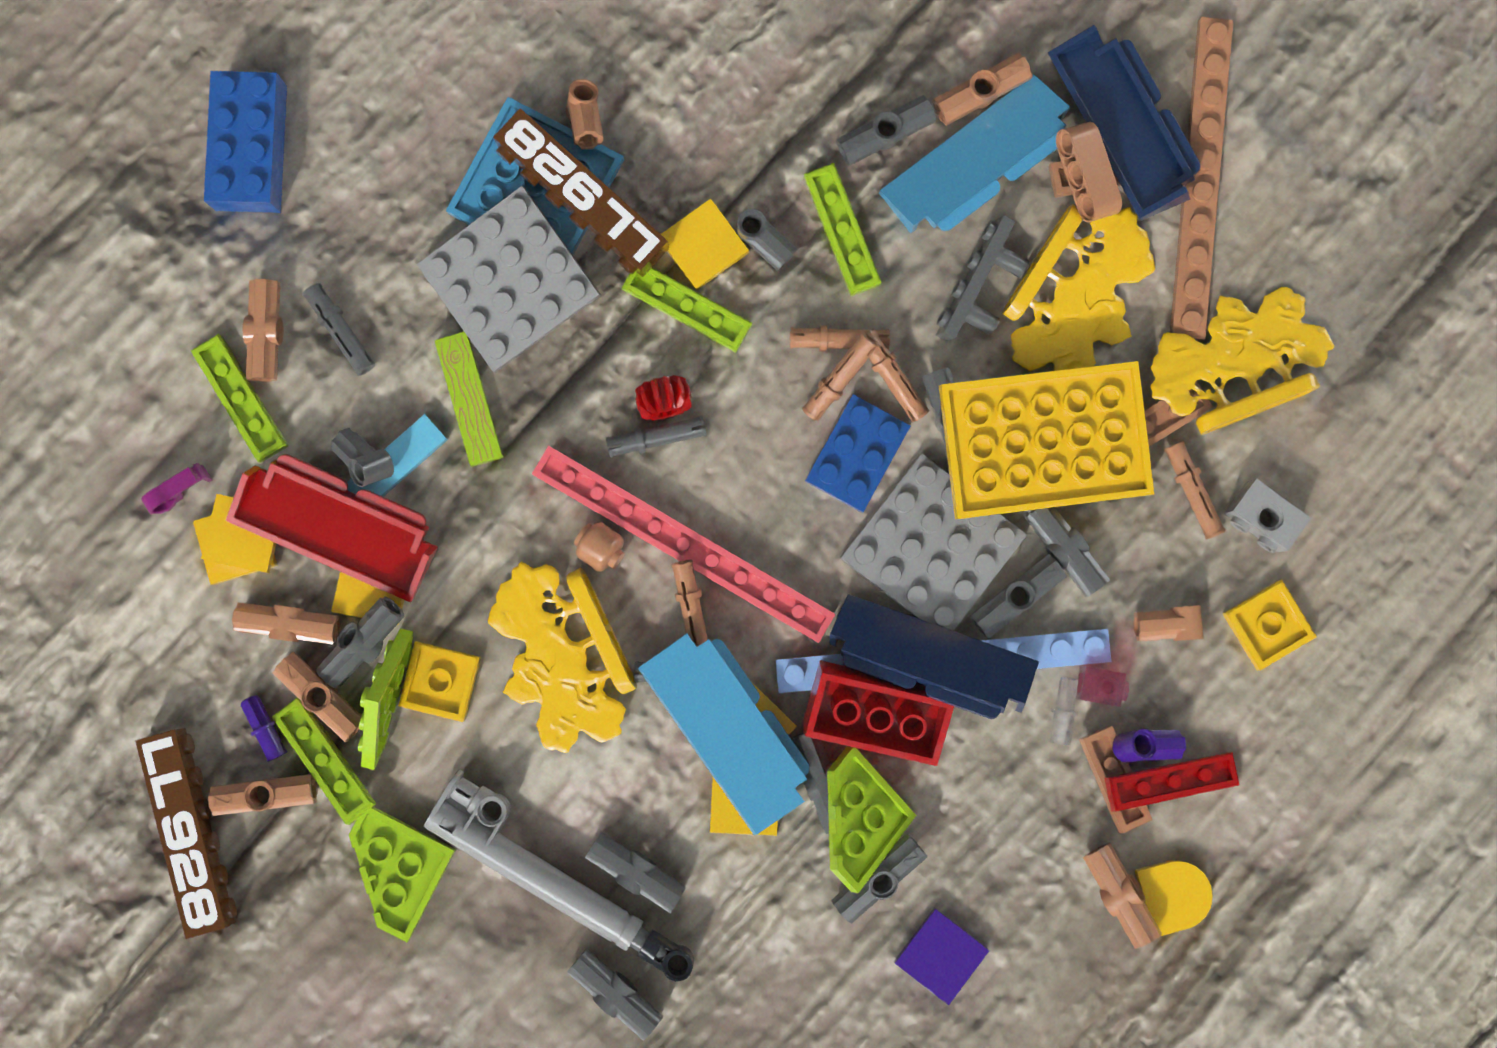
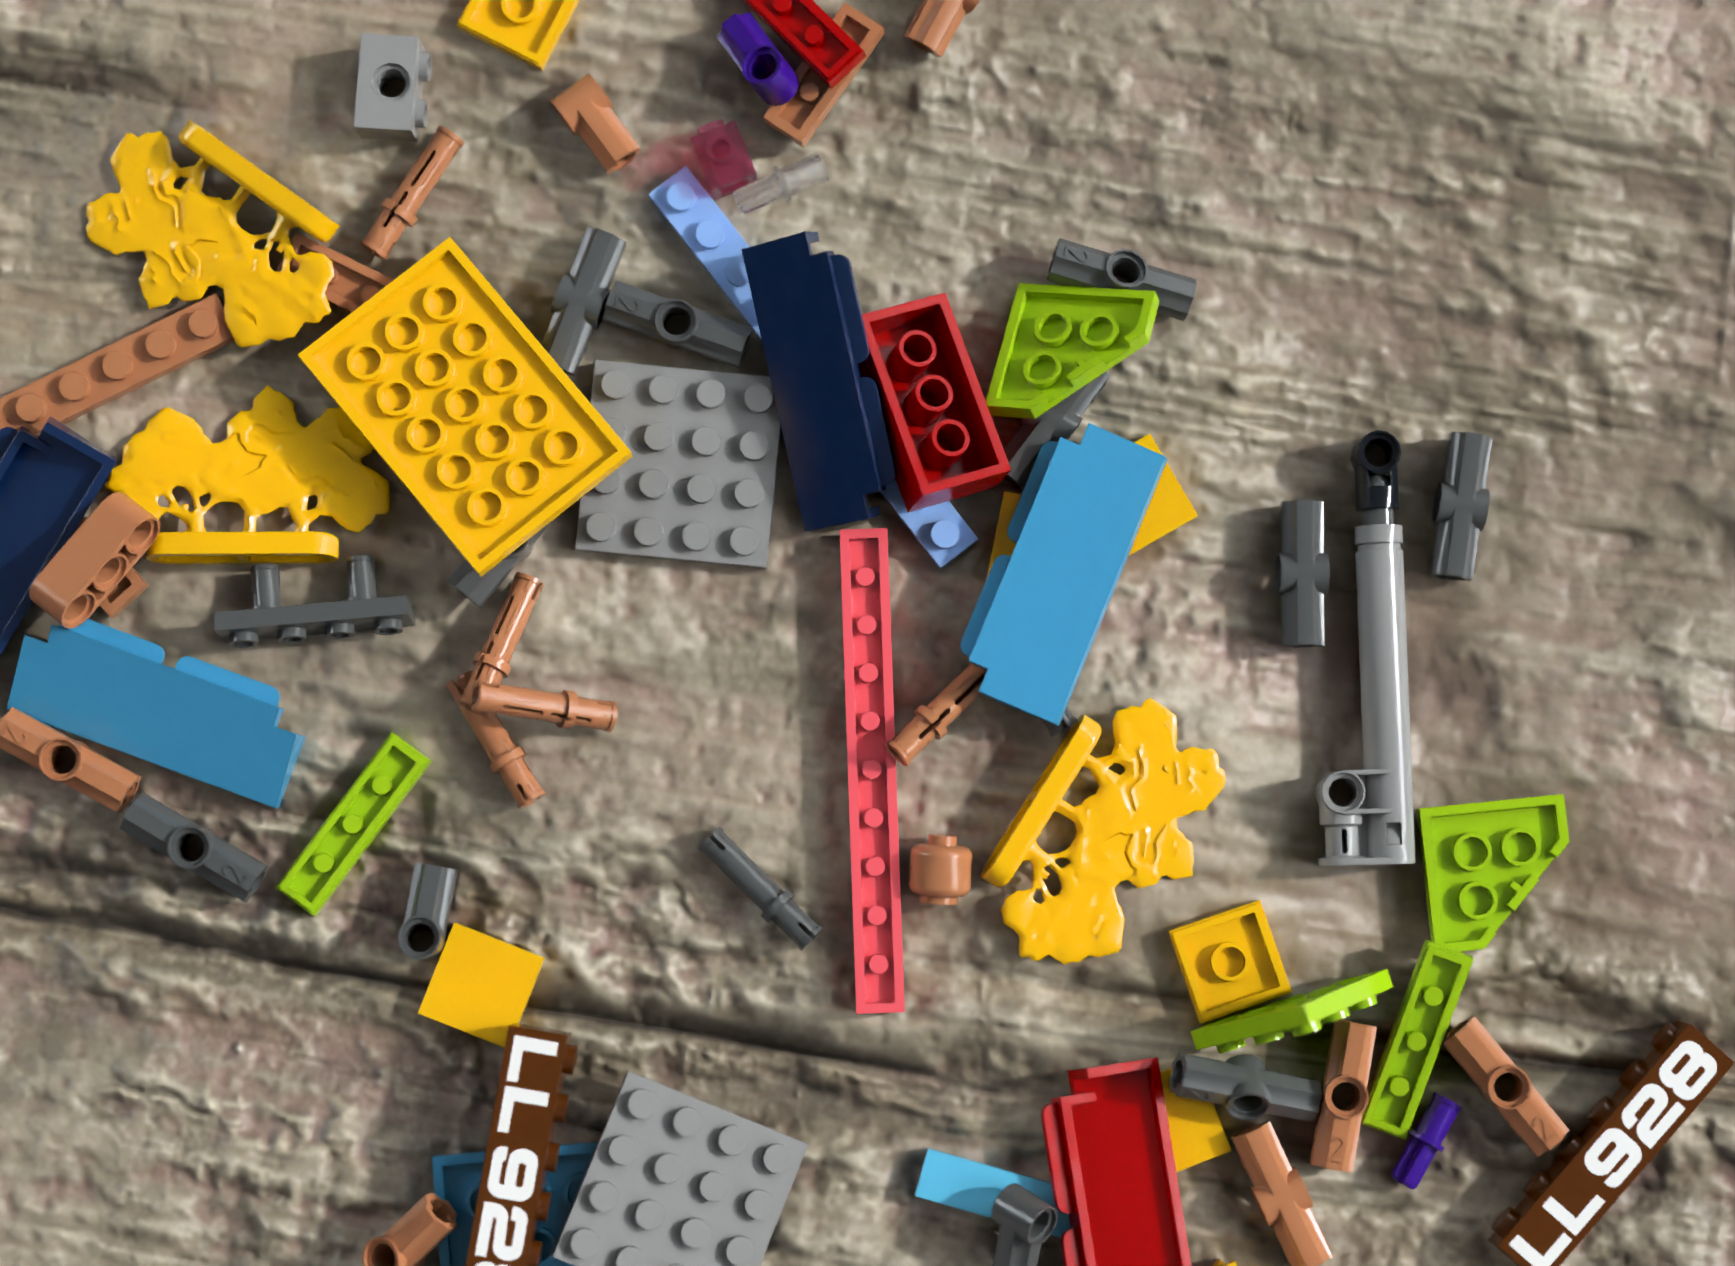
camera: 120 degrees left, 0 degrees up
(468, 399) = (860, 1153): lime tile -> none
(663, 397) = (707, 908): red gear -> none
(689, 307) = (573, 951): lime tile -> none
(857, 453) = (624, 627): blue plate -> none
(941, 956) = (1165, 151): dark purple tile -> none

